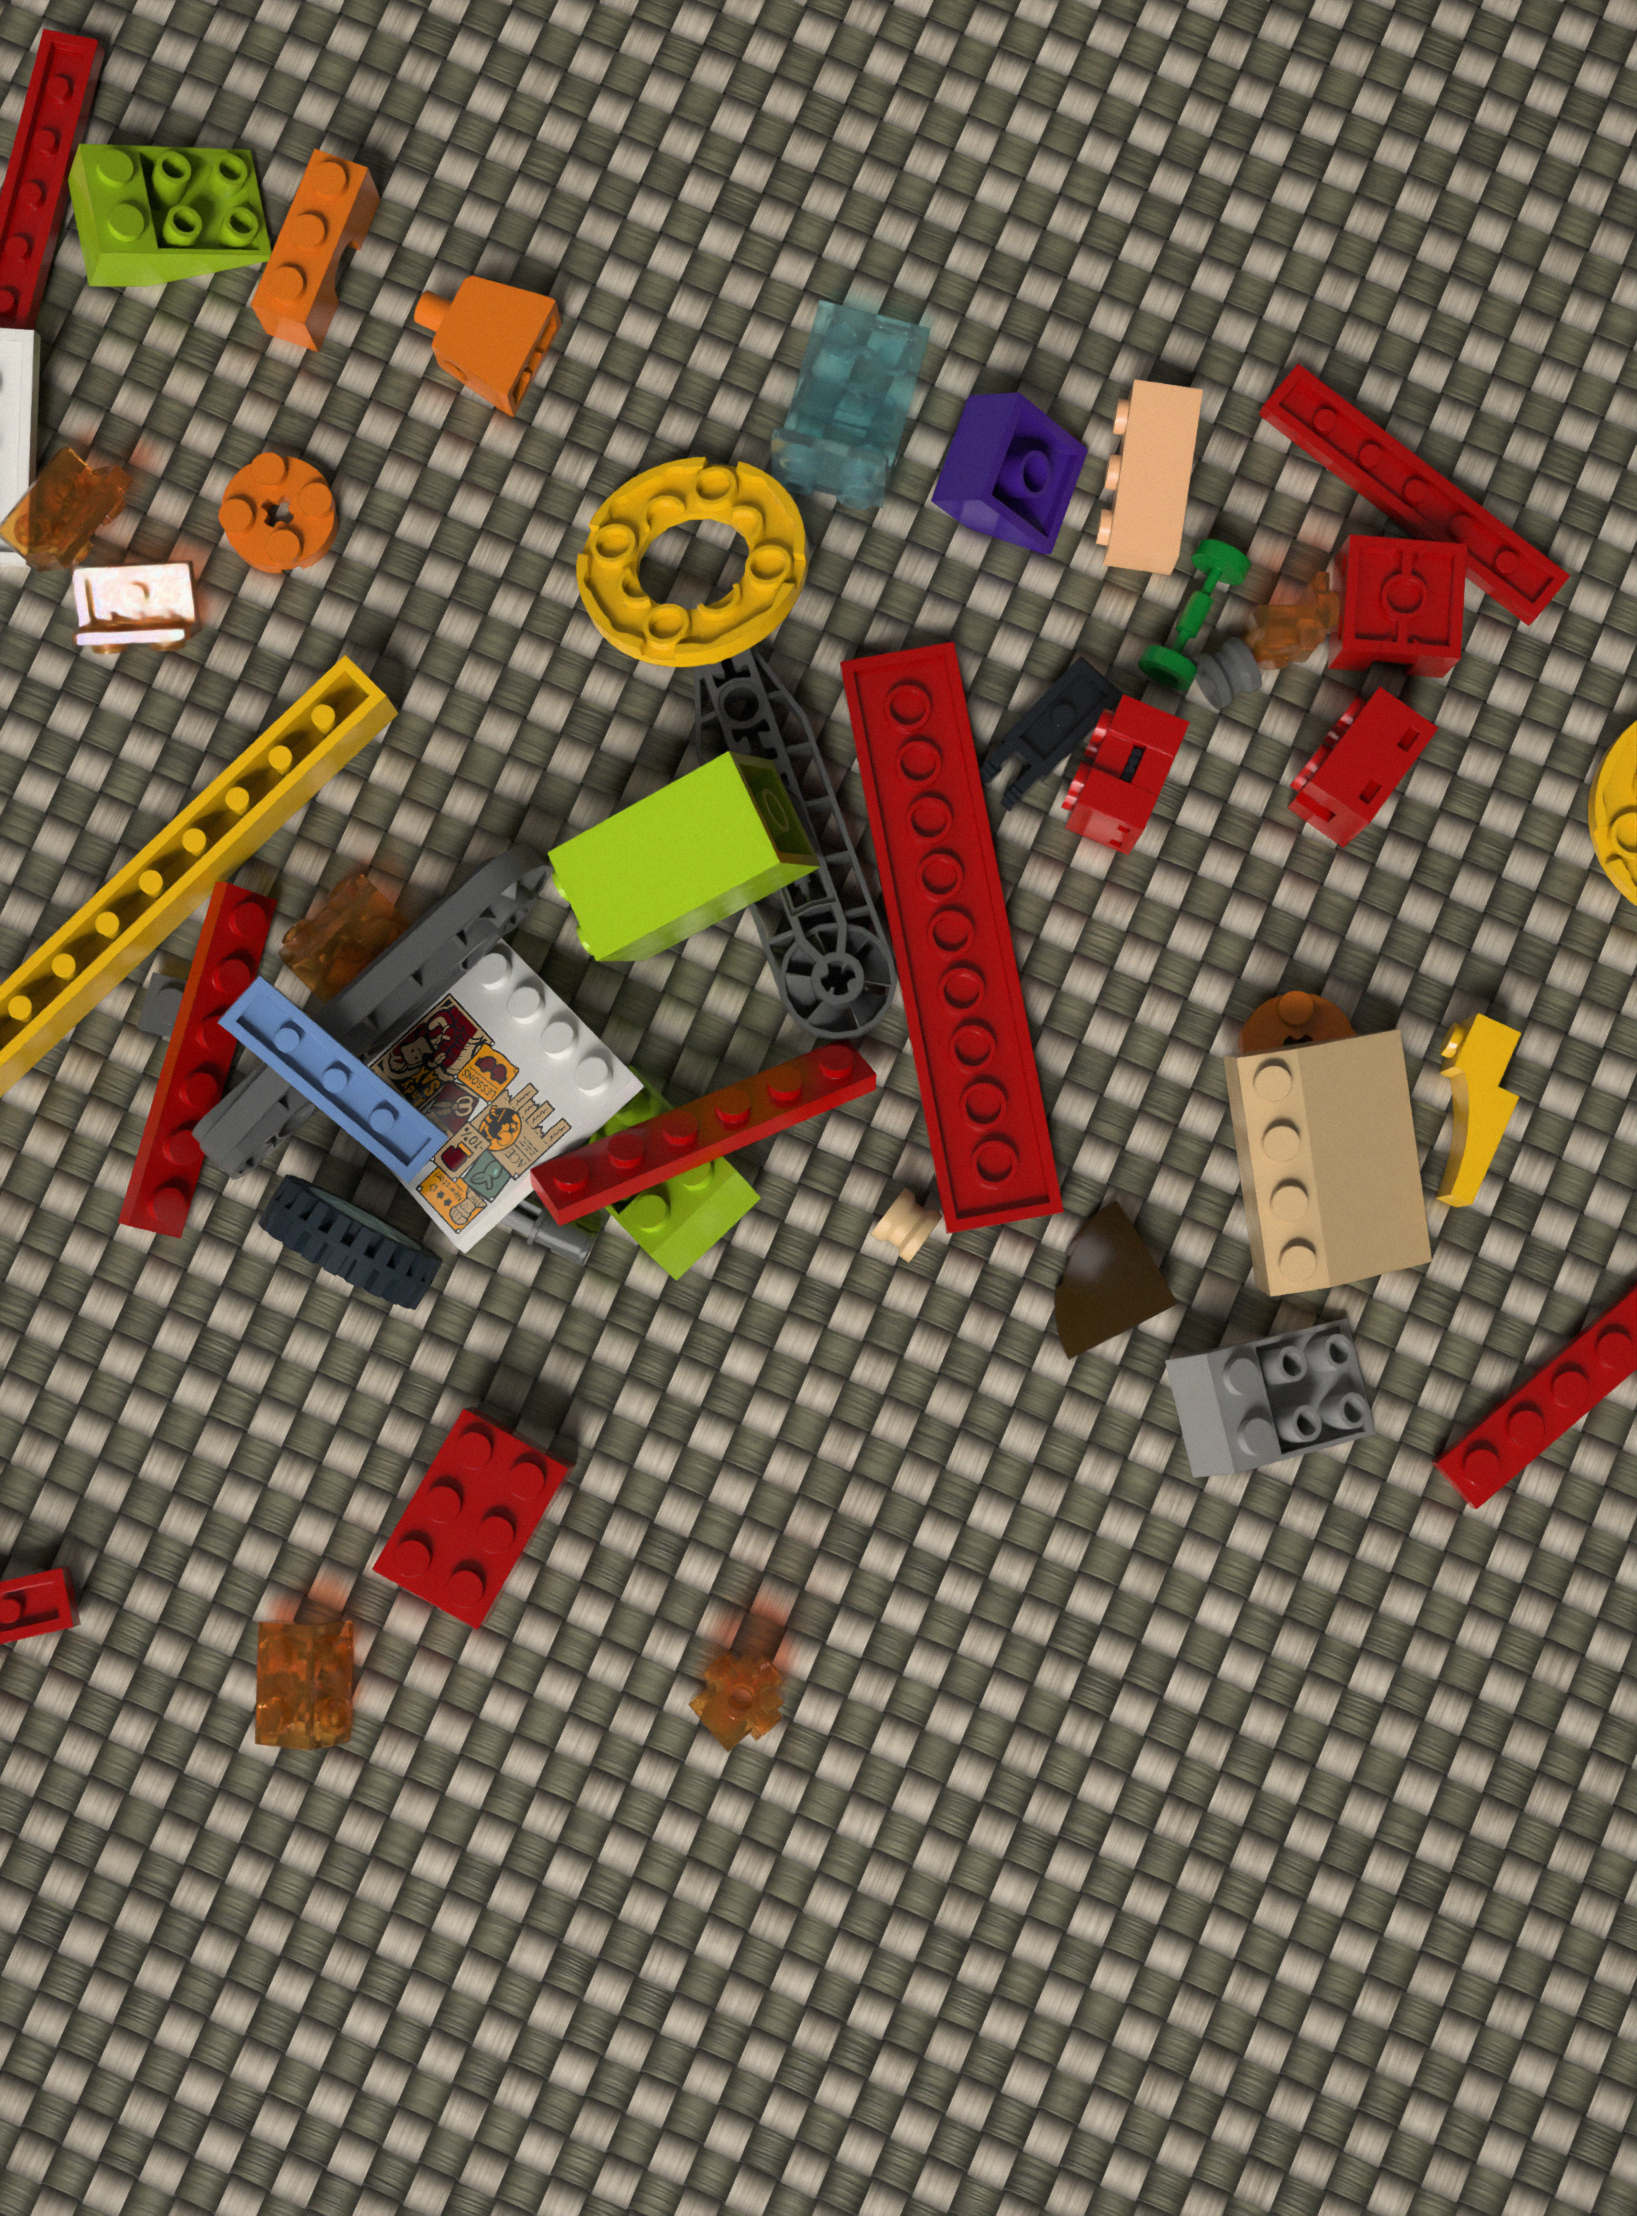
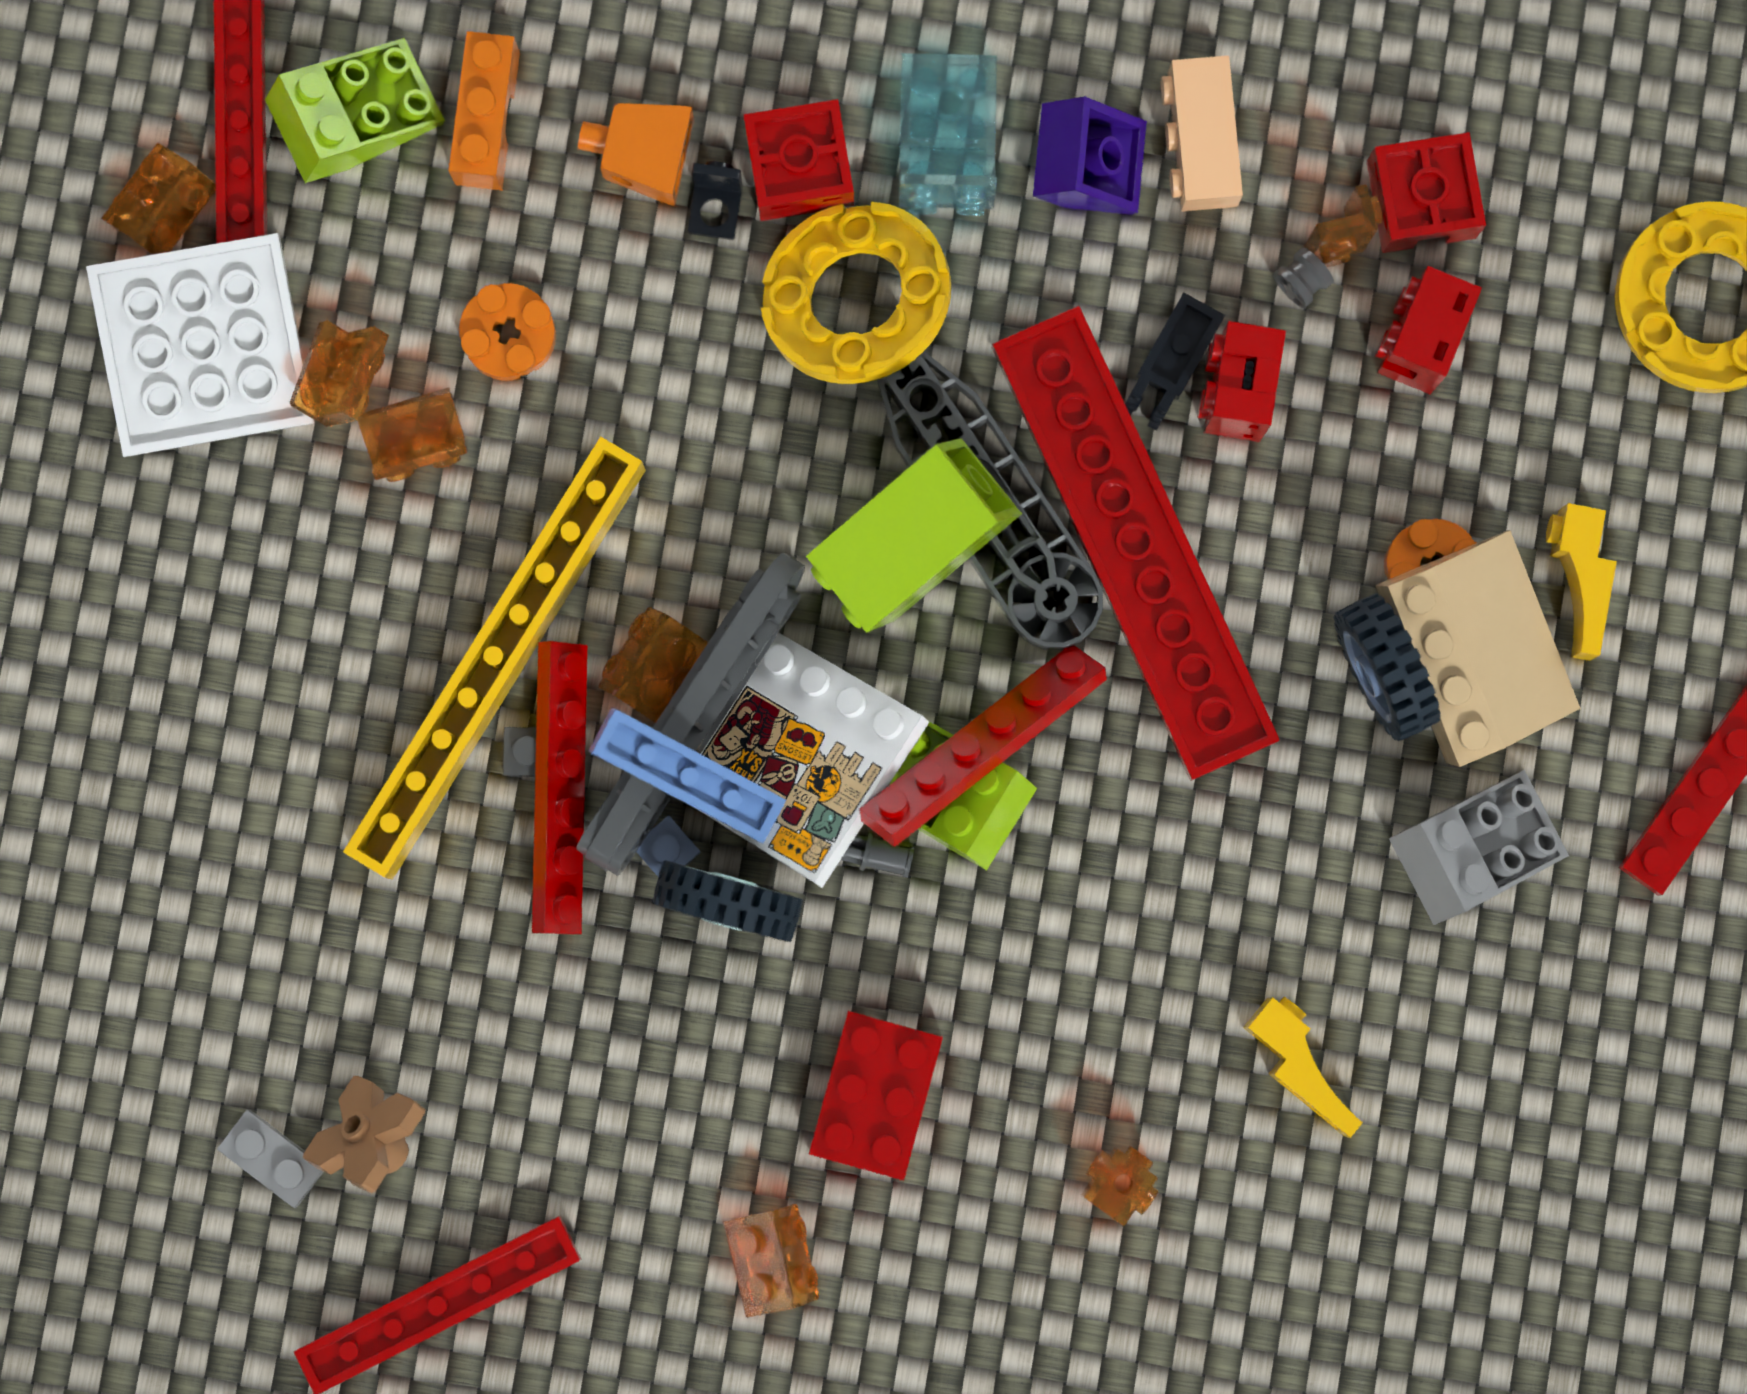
camera: 15 degrees left, 0 degrees up
(310, 1157) = (667, 843): none -> sand blue plate
(564, 399) = (719, 183): none -> black bracket
(665, 391) = (799, 159): none -> red piece
(906, 1225) = (1158, 781): tan wheel -> none
(980, 1561) = (1283, 1033): none -> yellow slope
(1107, 1283) = (1327, 789): dark brown brick -> none
(1213, 1155) = (1387, 667): none -> black wheel
(1220, 564) = (1275, 190): green wheel -> none
(1412, 492) = (1416, 96): red plate -> none

